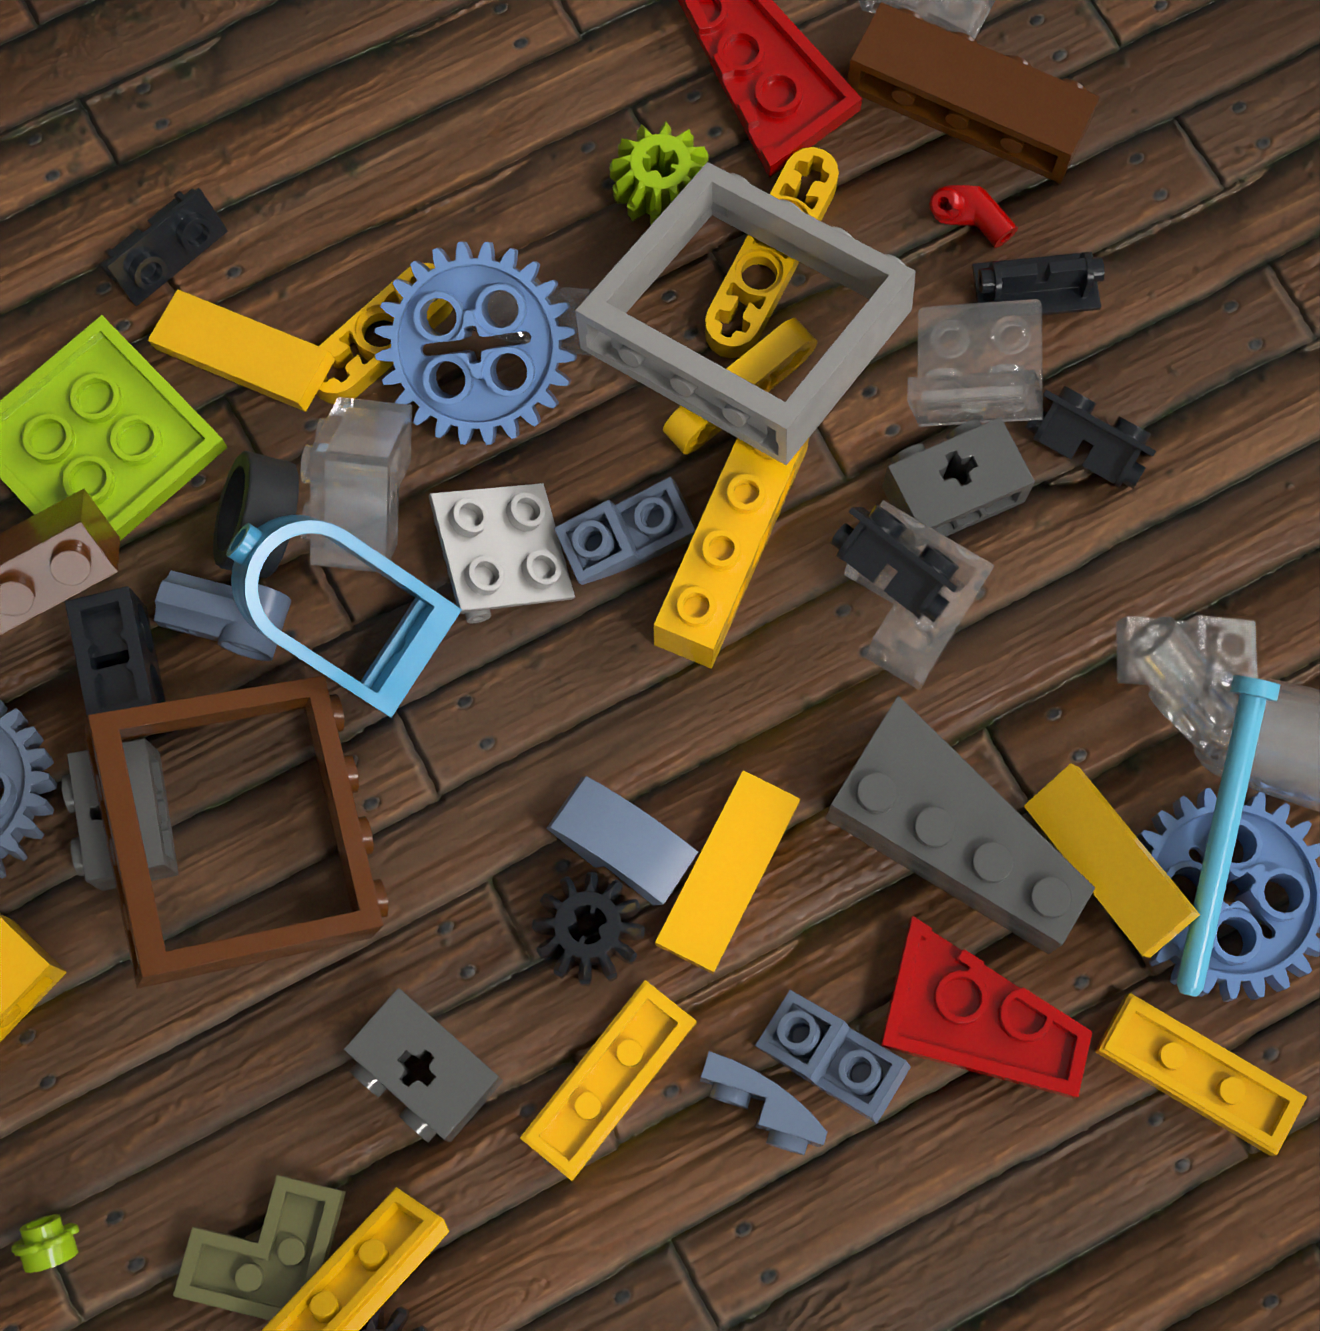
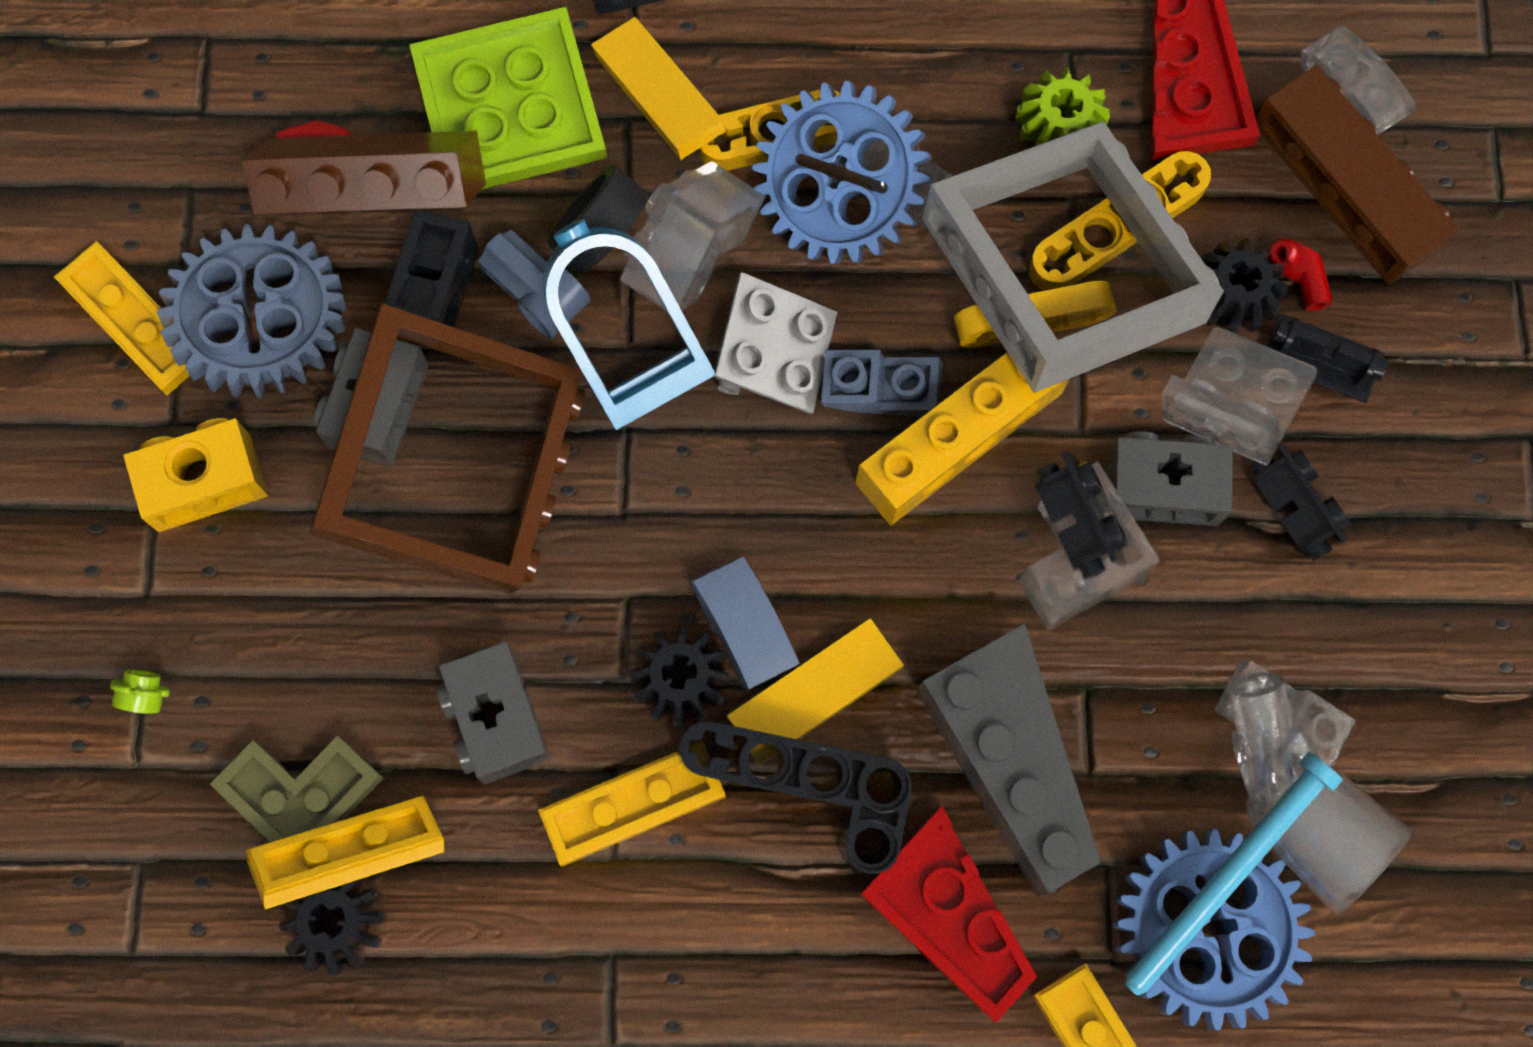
camera: 25 degrees right, 0 degrees up
(754, 968) = (791, 778): none -> black beam
(786, 1119) = (750, 904): sand blue slope -> none
(833, 1056) = (818, 882): sand blue slope -> none
(930, 250) = (1248, 285): none -> black gear
(1112, 859) = (1128, 849): yellow tile -> none

